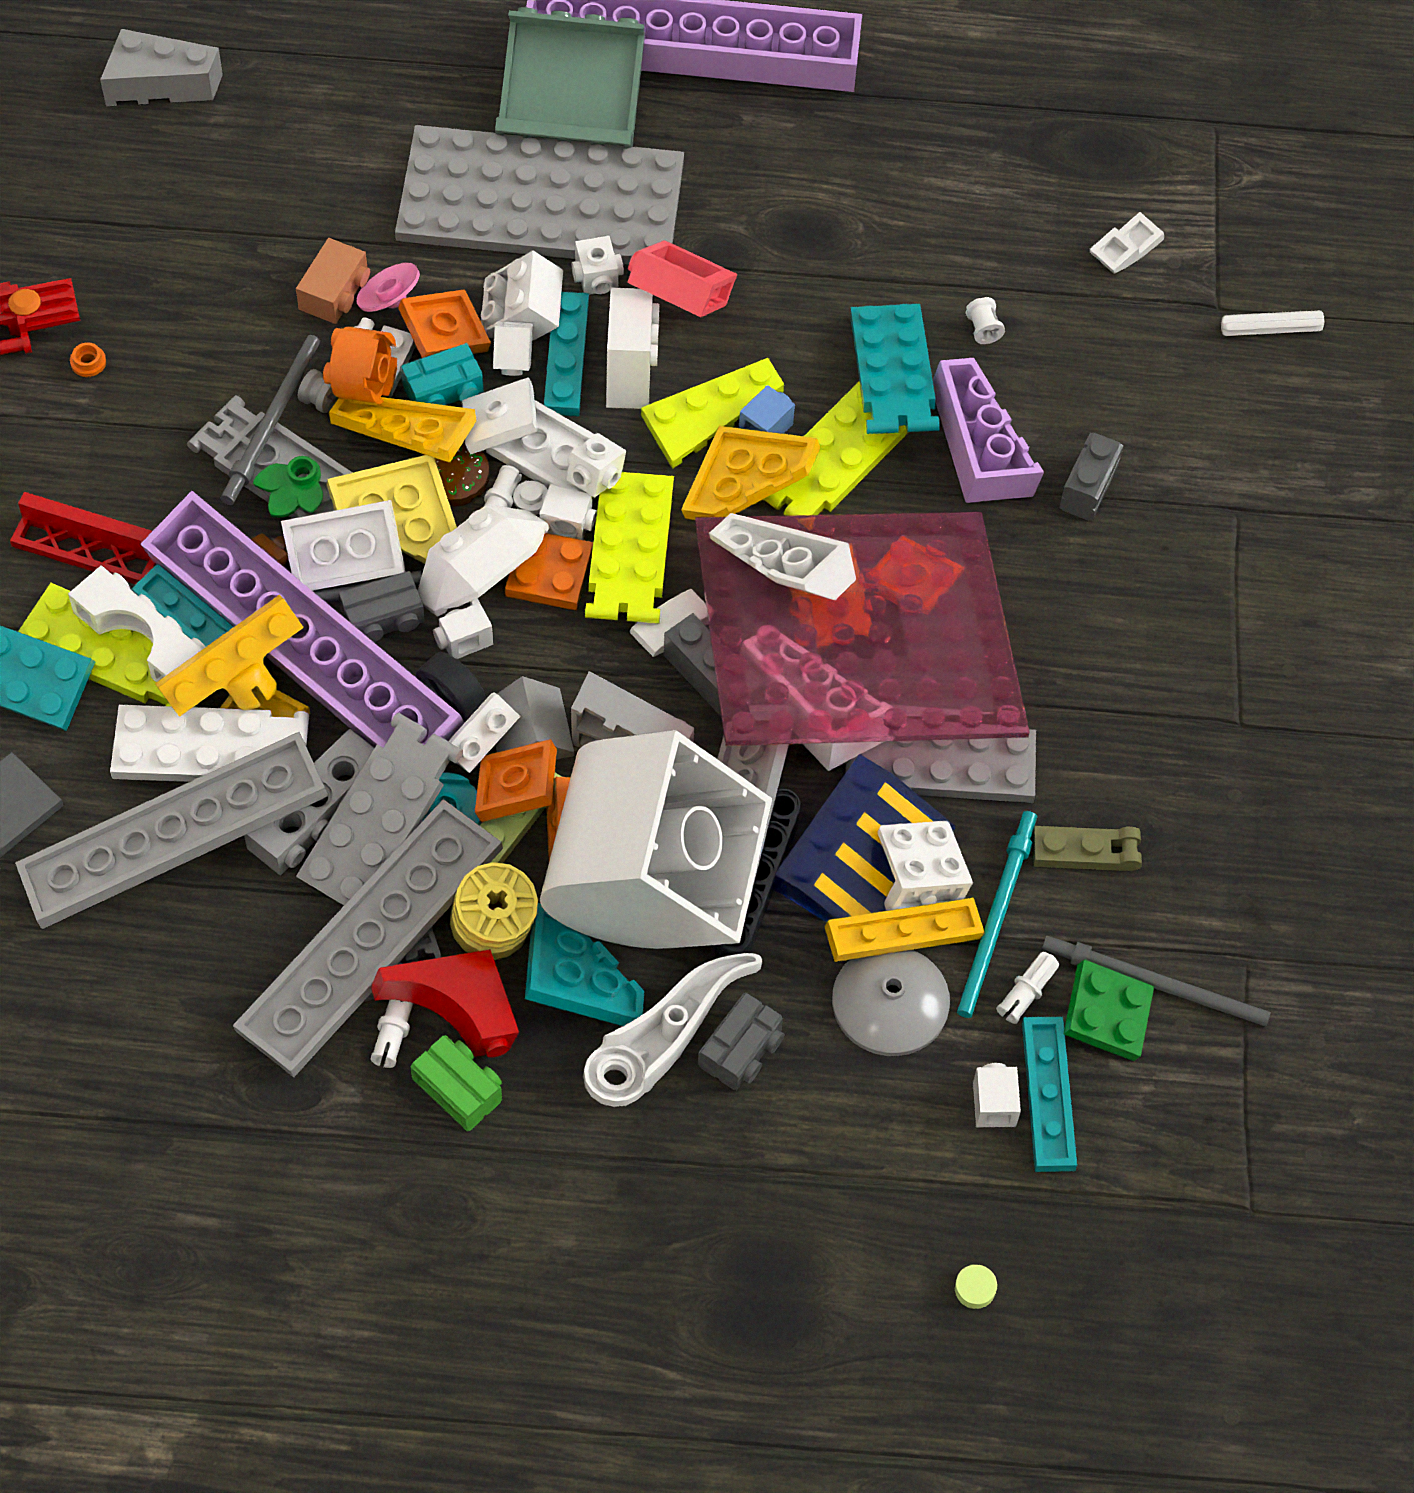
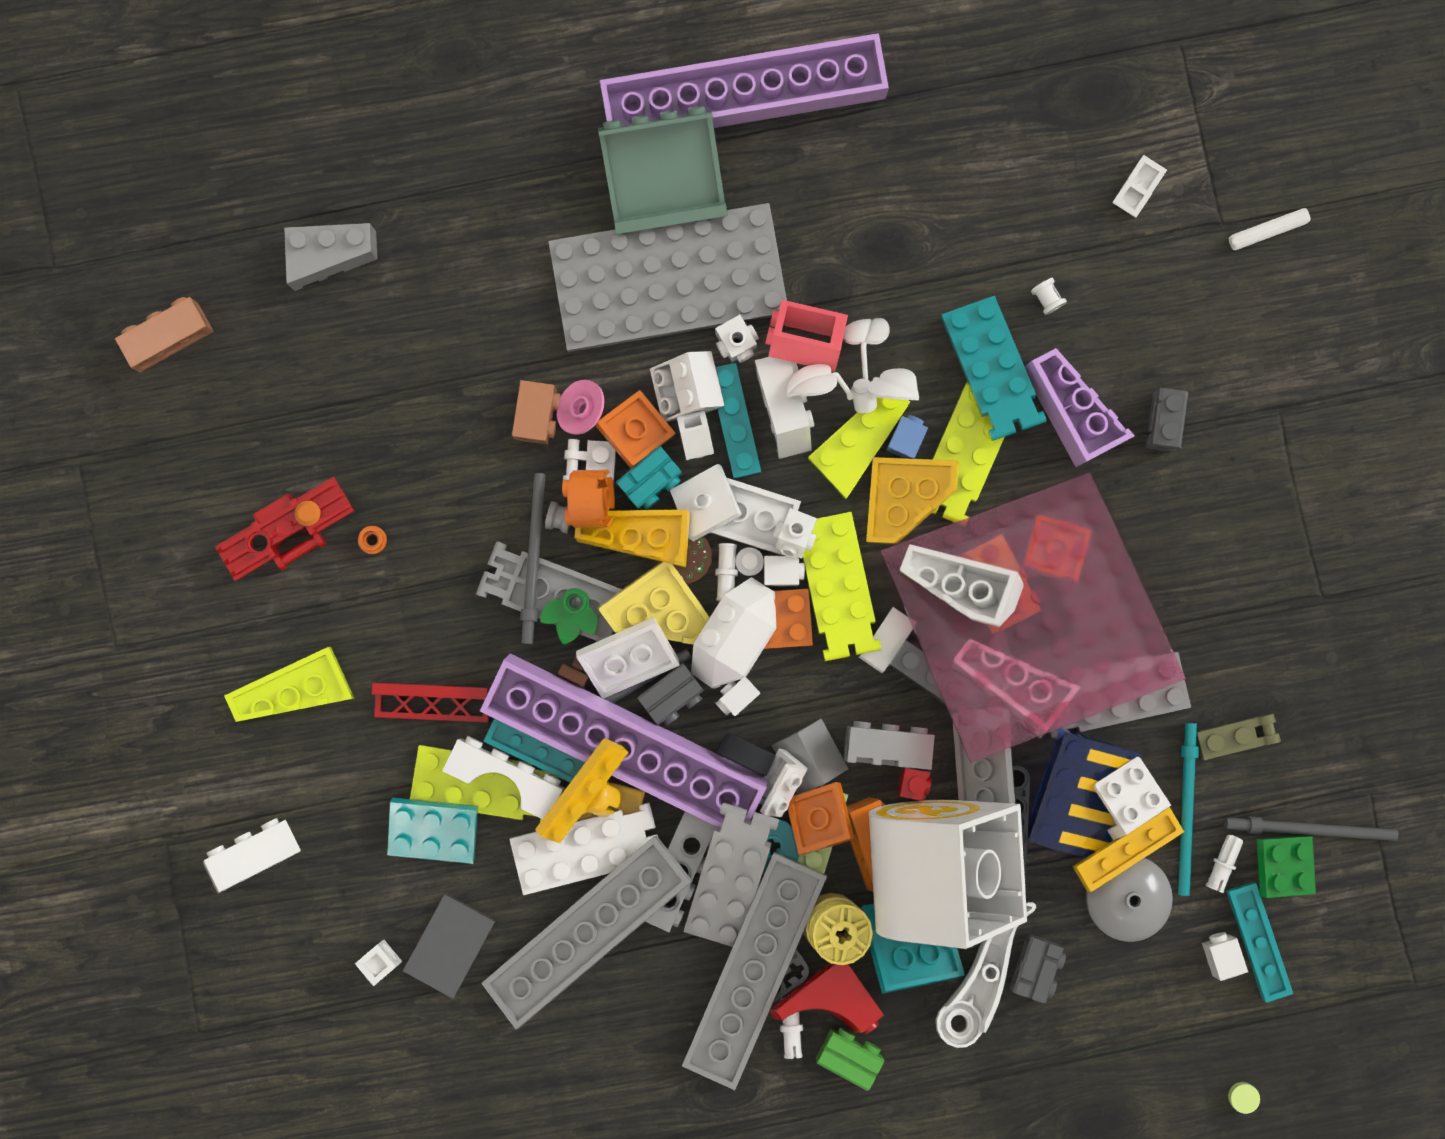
camera: 15 degrees left, 25 degrees up
(729, 346) = (892, 383): none -> white plant

